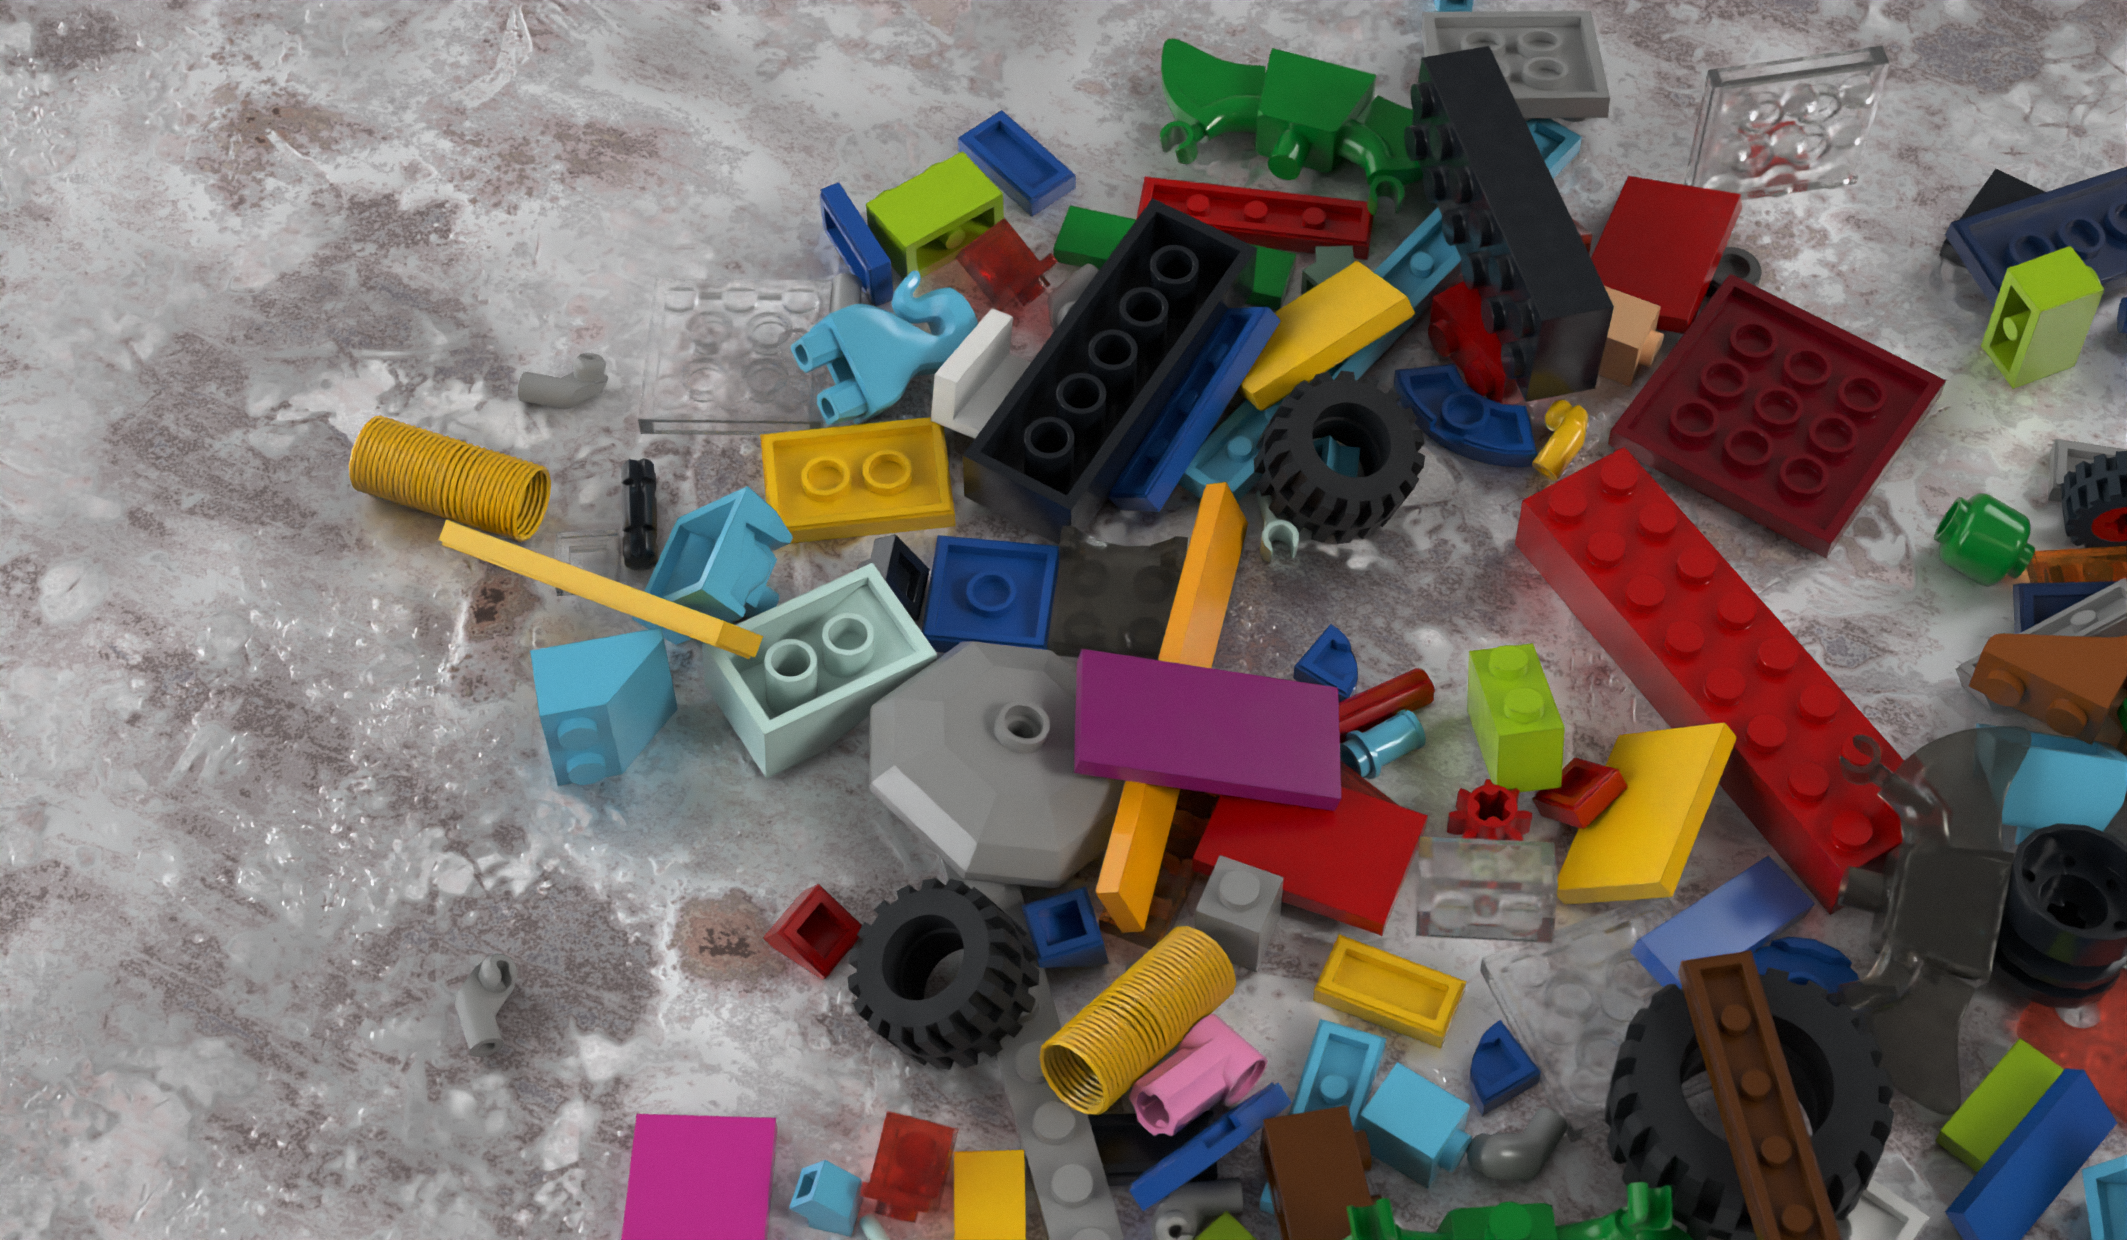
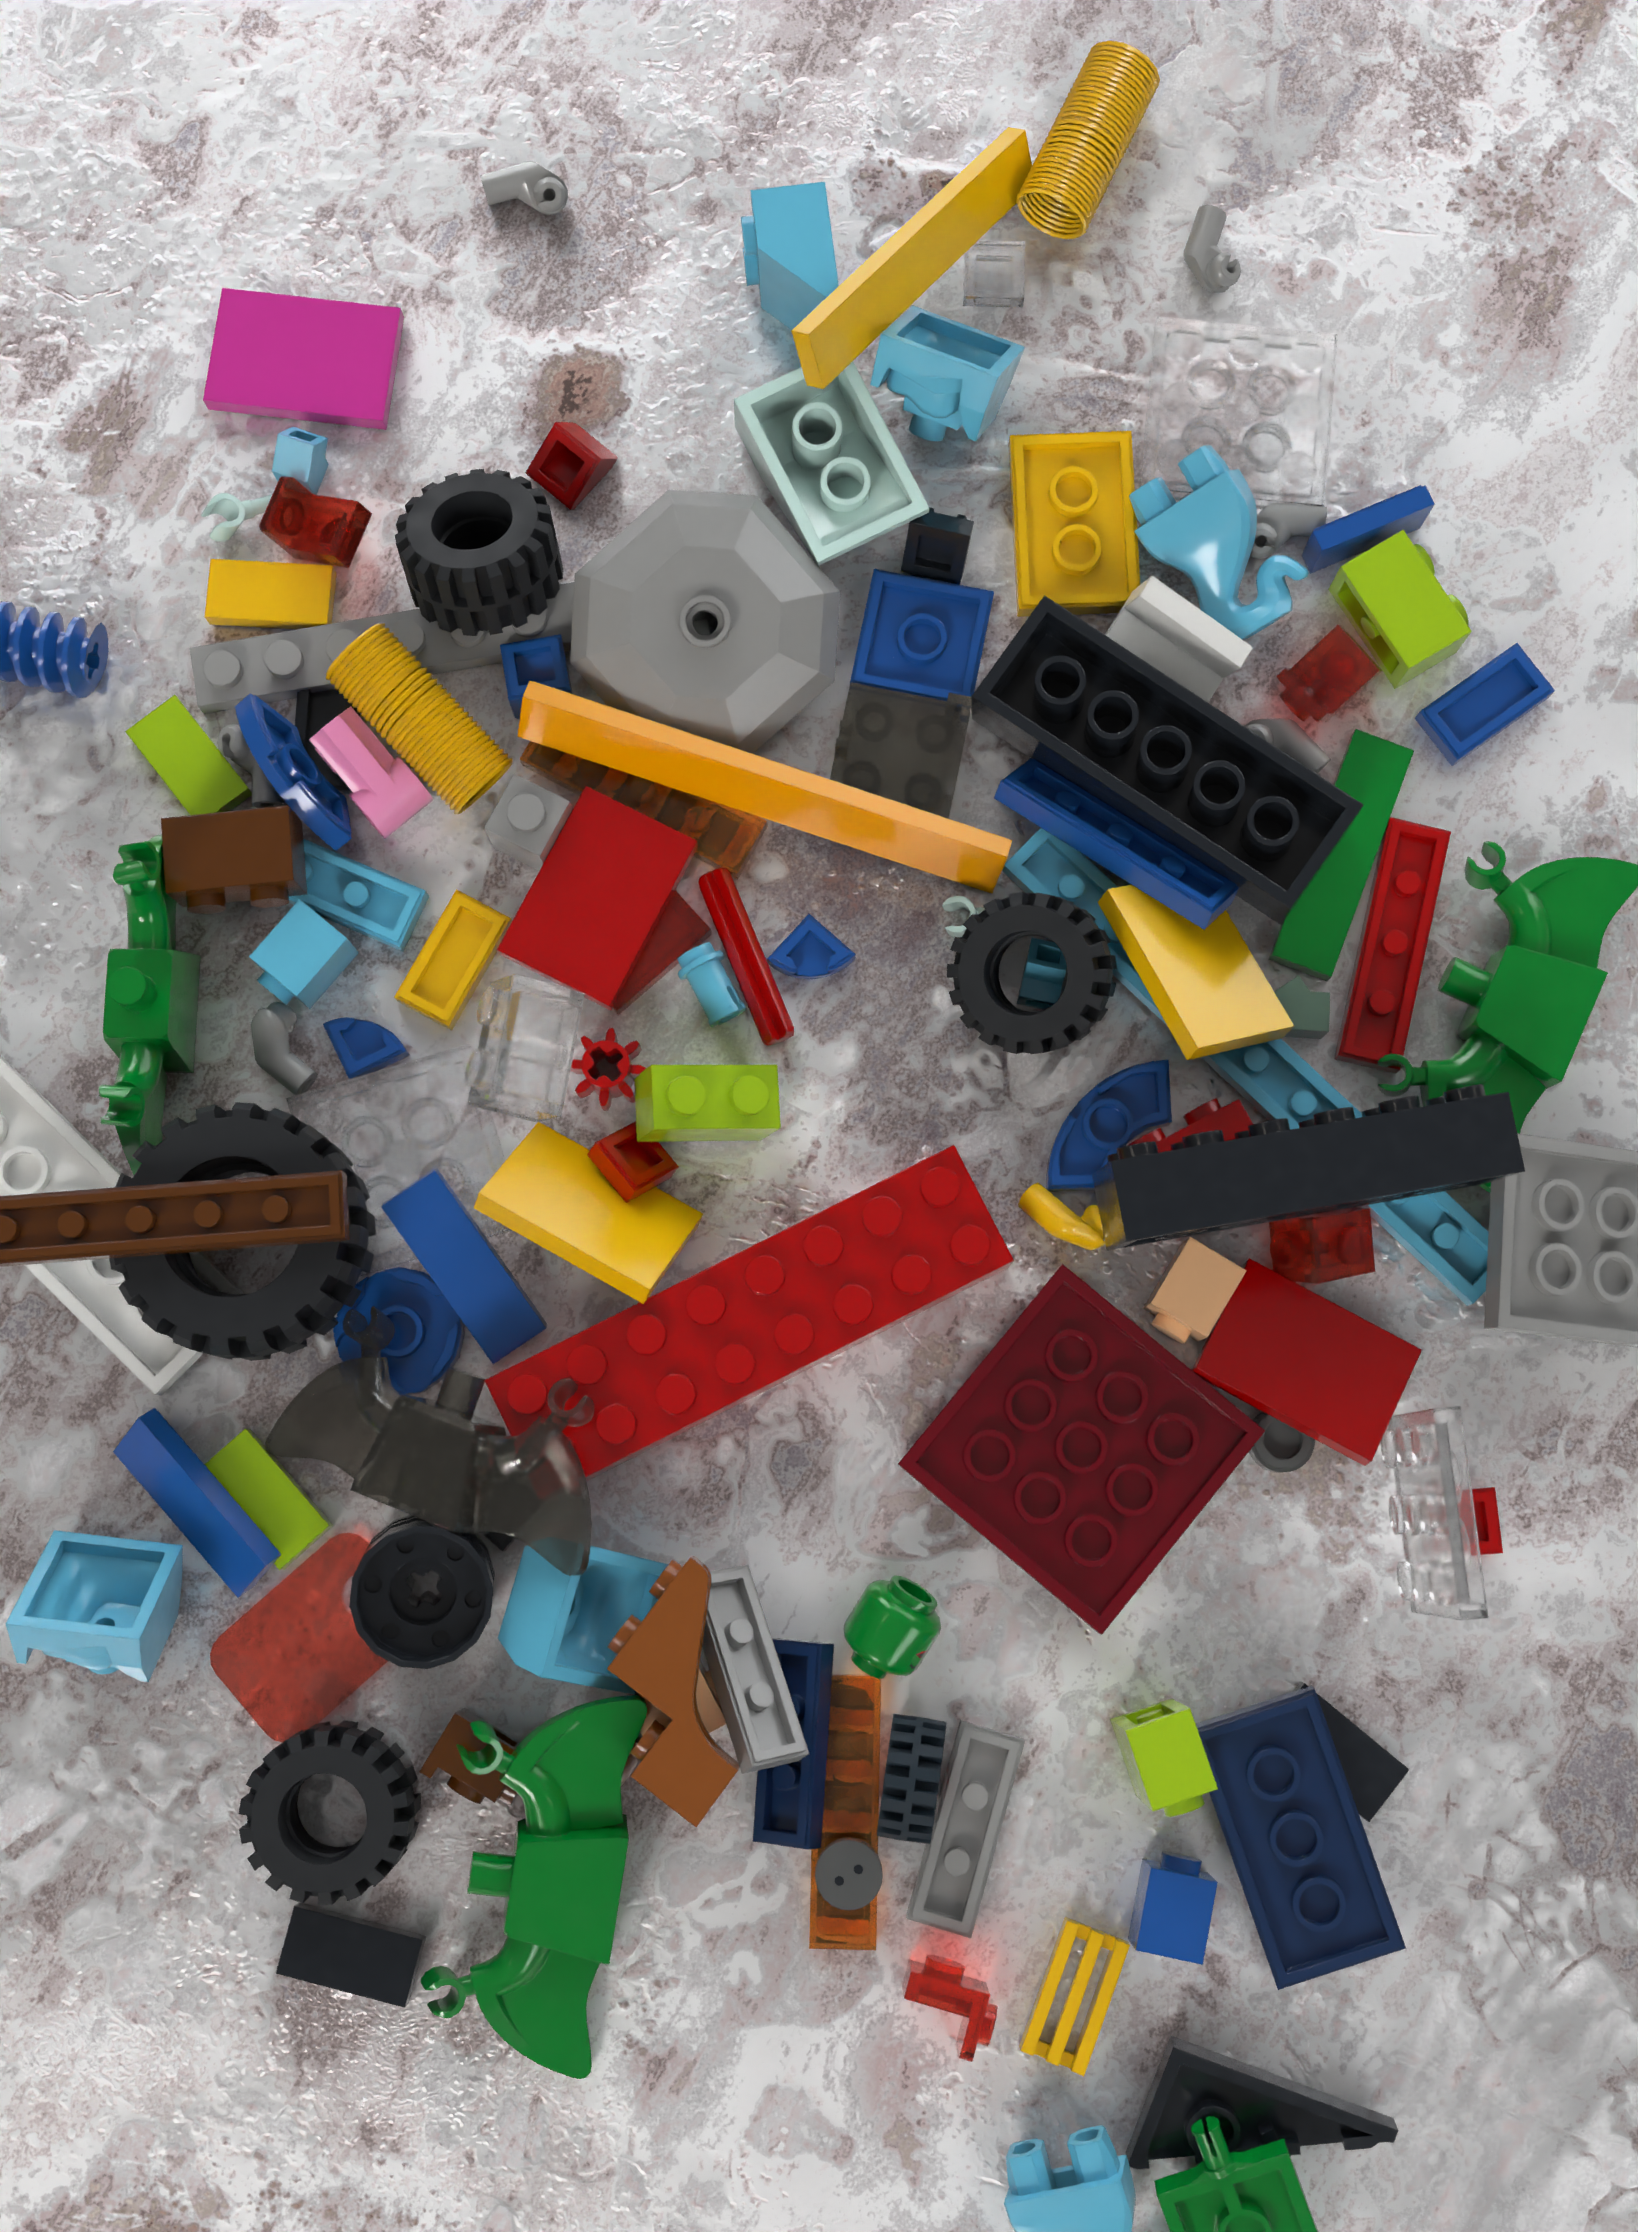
camera: 95 degrees right, 25 degrees up
(639, 514) = (1046, 319): black axle -> none
(1207, 730) = (696, 797): magenta tile -> none

